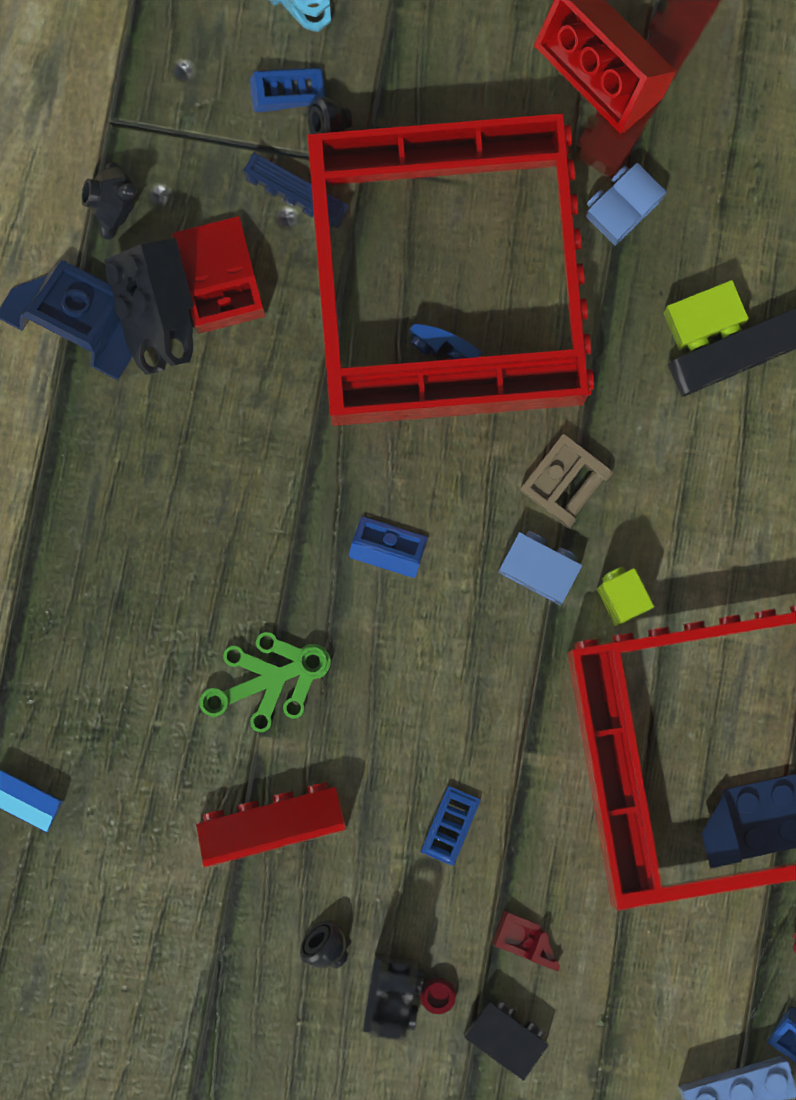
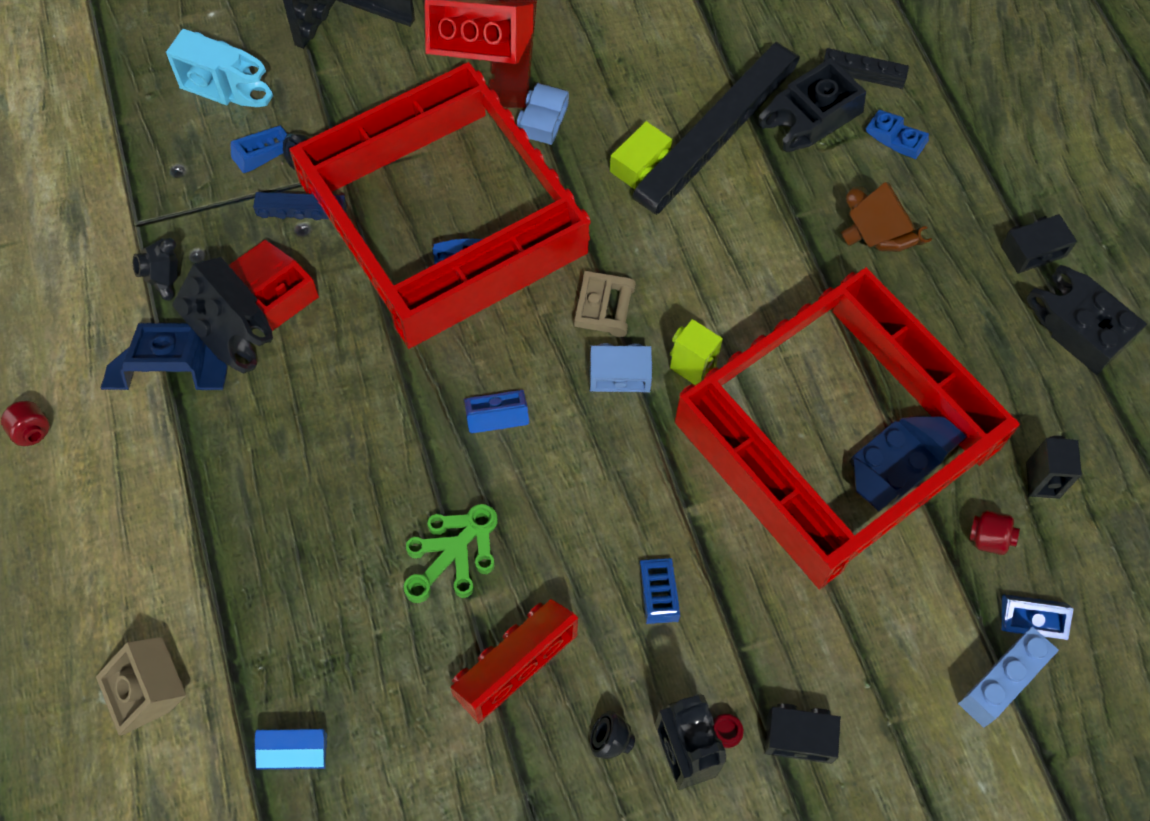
camera: 30 degrees left, 20 degrees down
(525, 940) = (769, 649): dark red slope -> none

